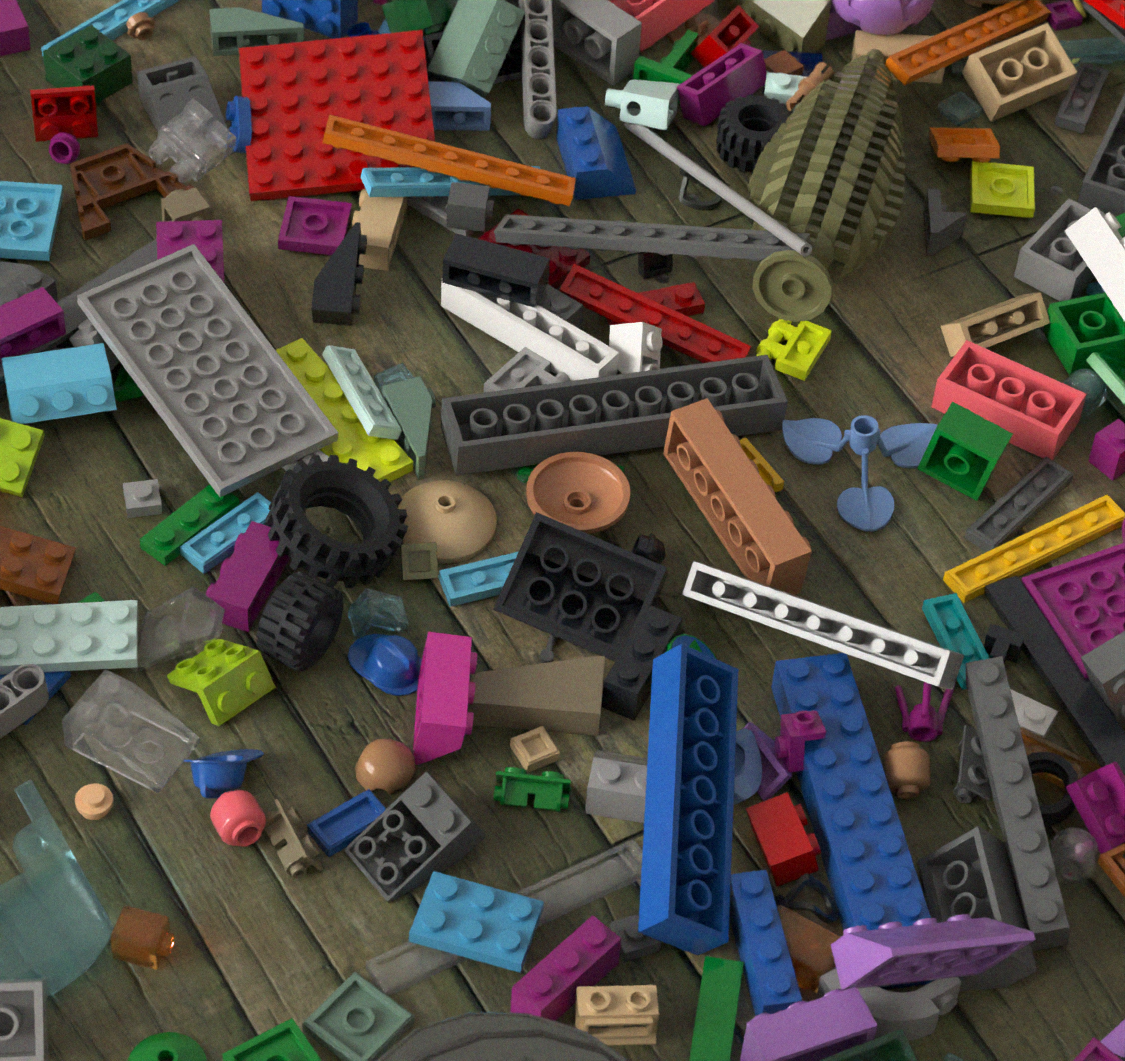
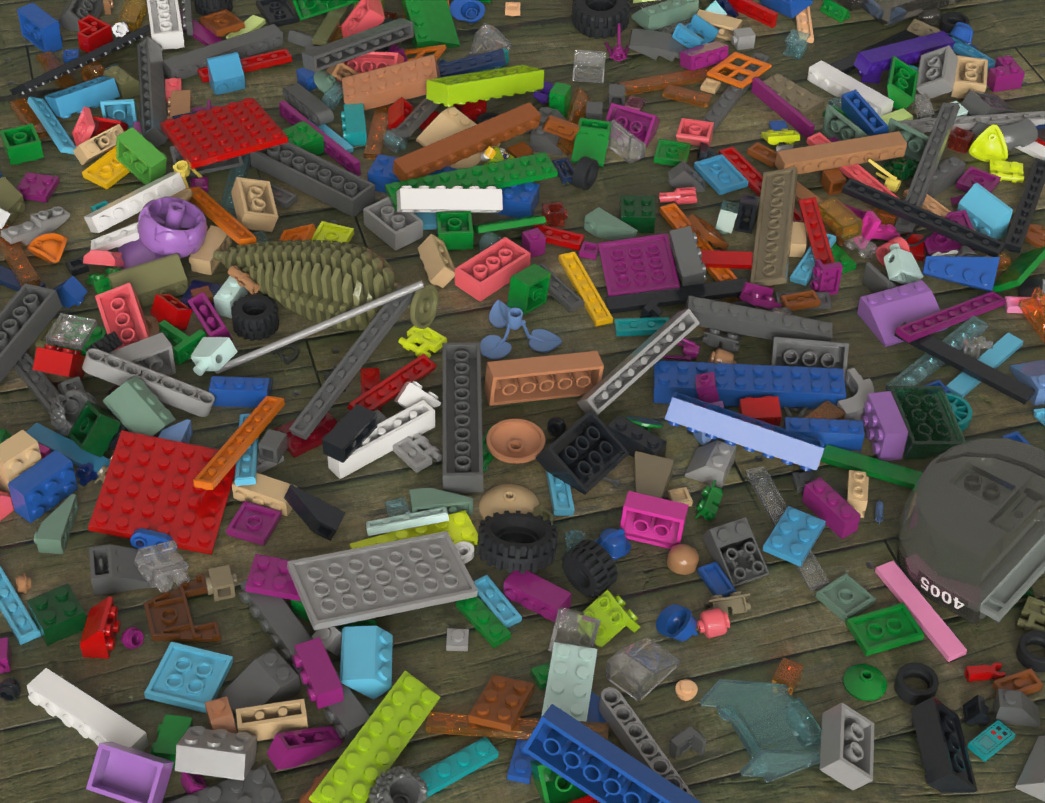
camera: 75 degrees left, 5 degrees down
(924, 950) = (859, 358): medium lavender slope -> none

